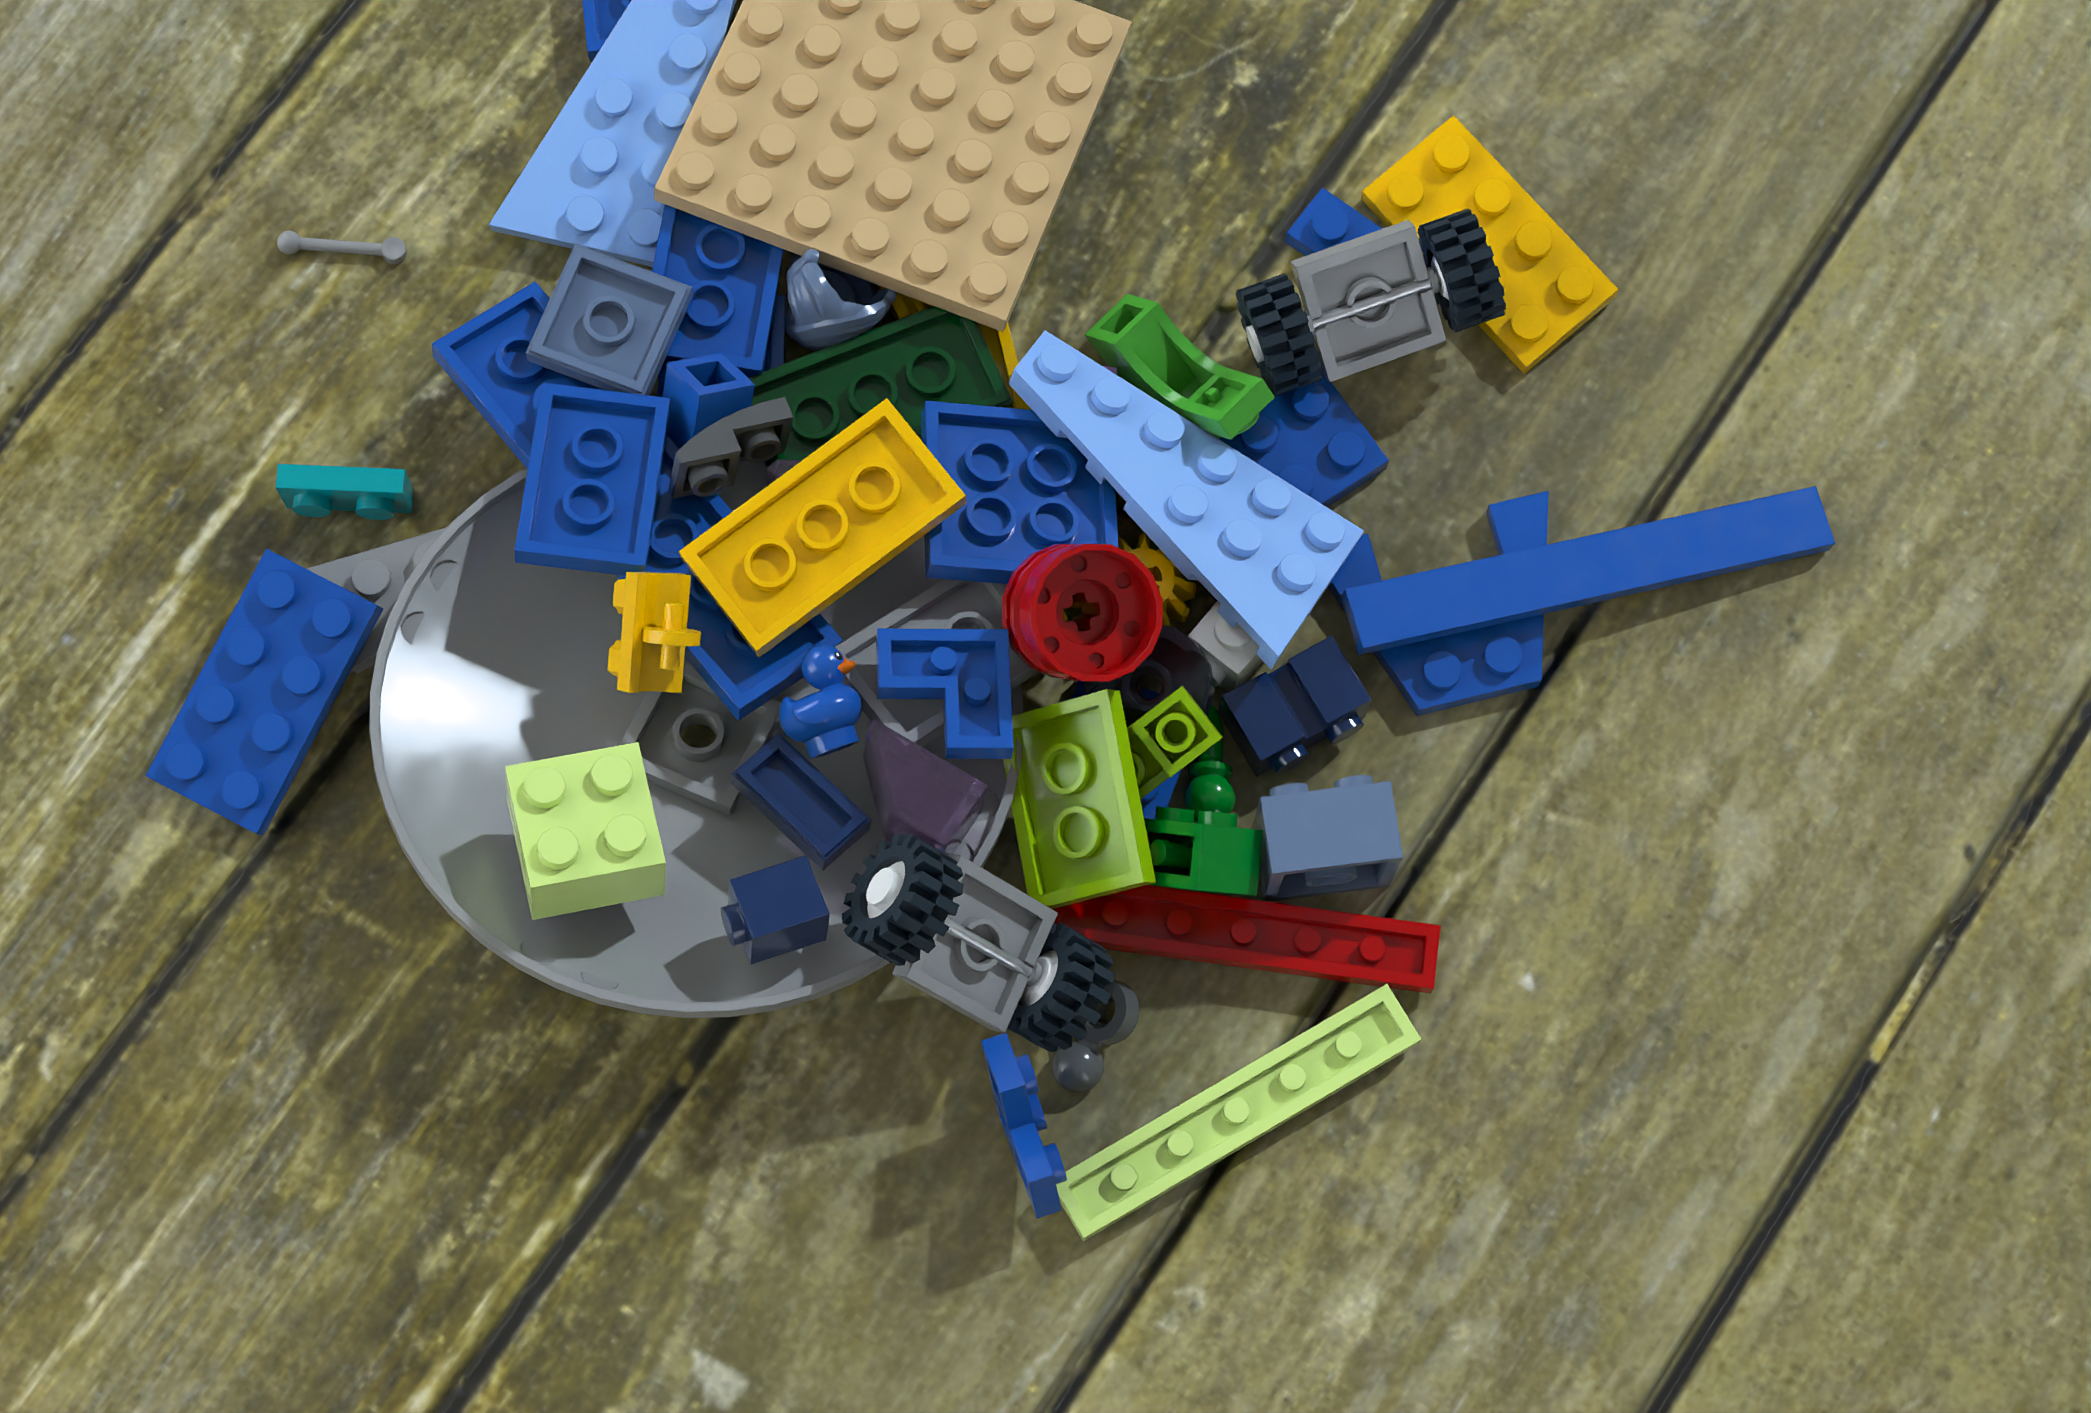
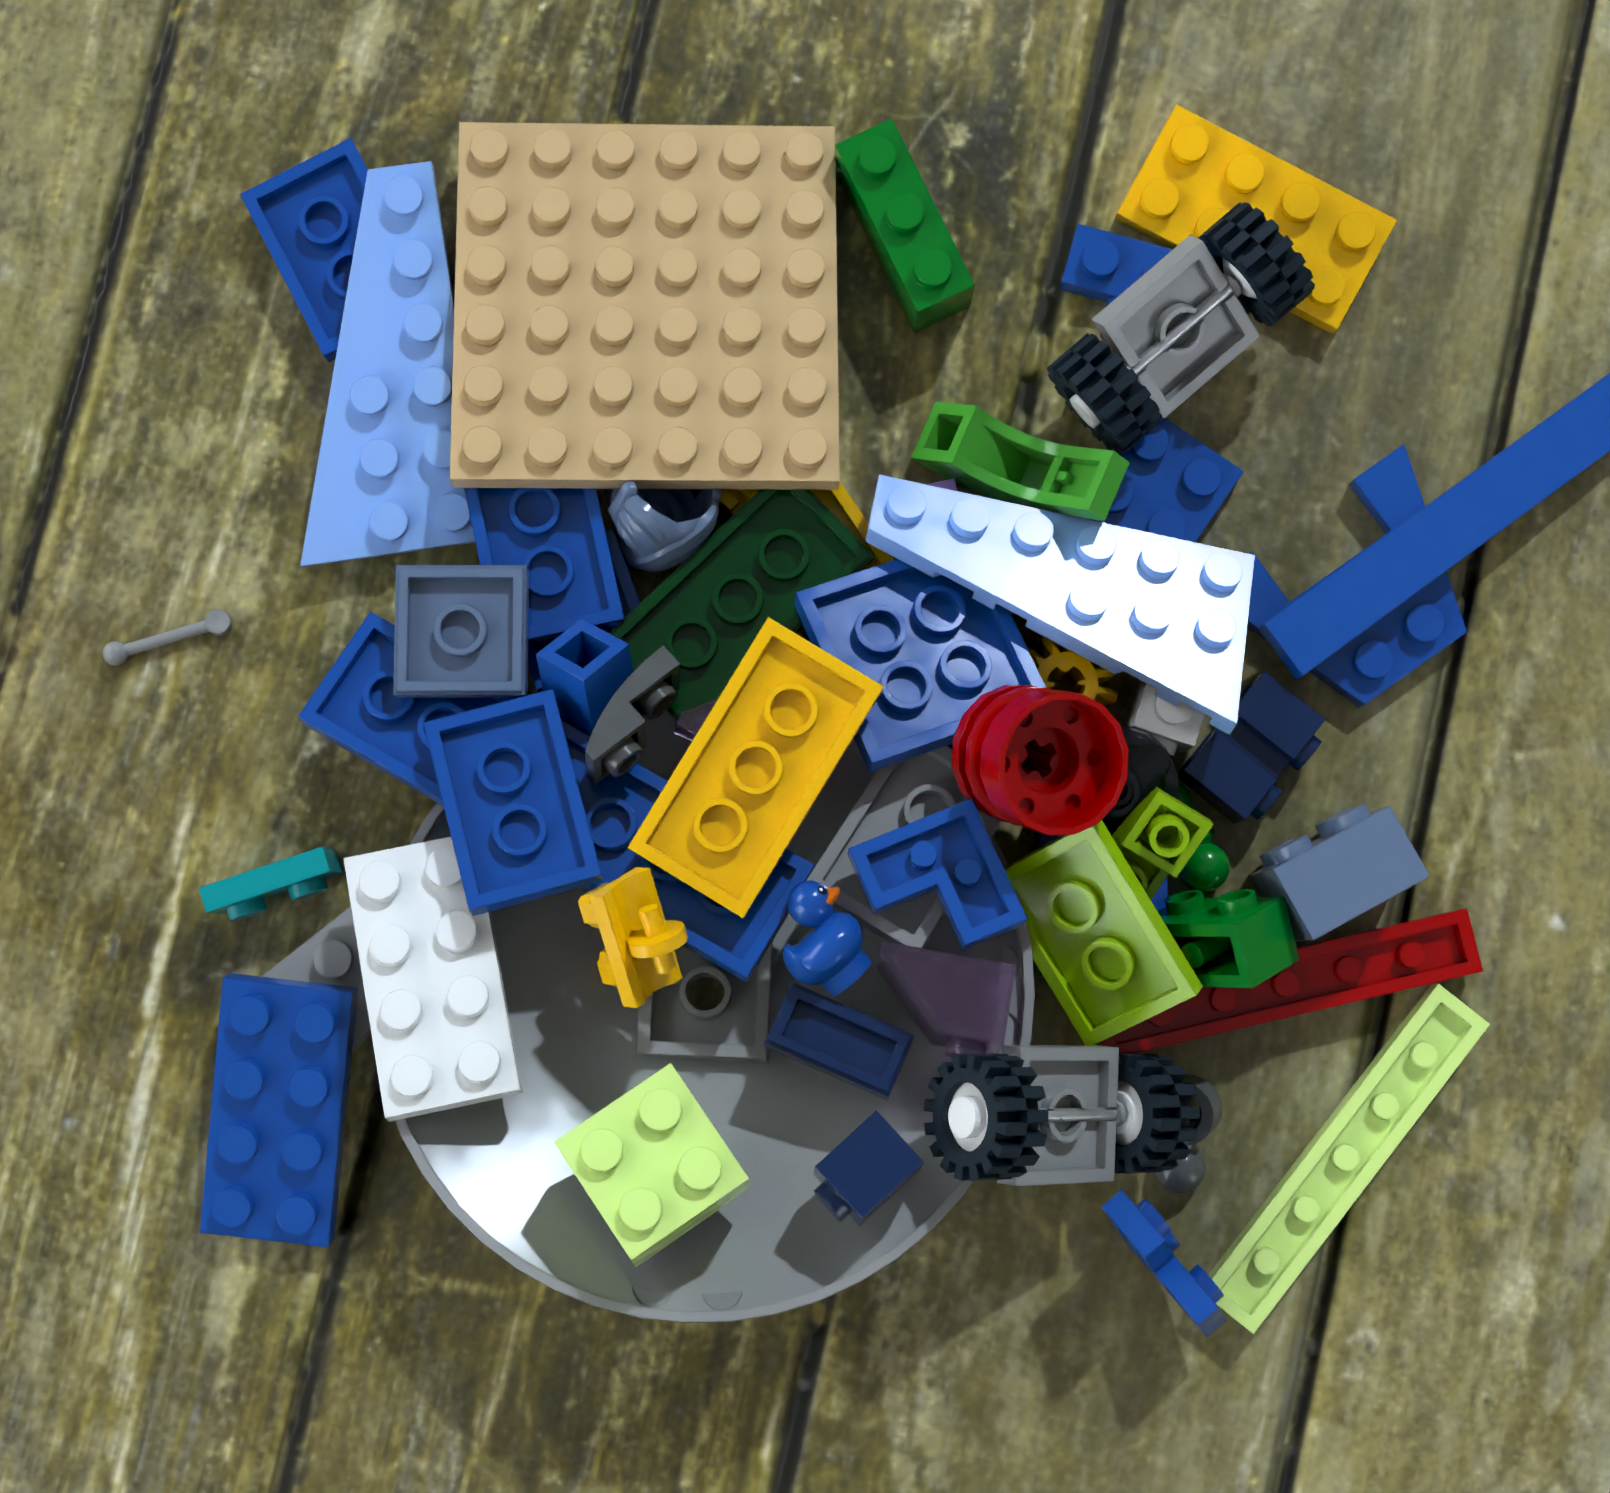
camera: 15 degrees left, 10 degrees up
(452, 612) = (429, 982): none -> white plate
(1159, 130) = (903, 225): none -> green brick

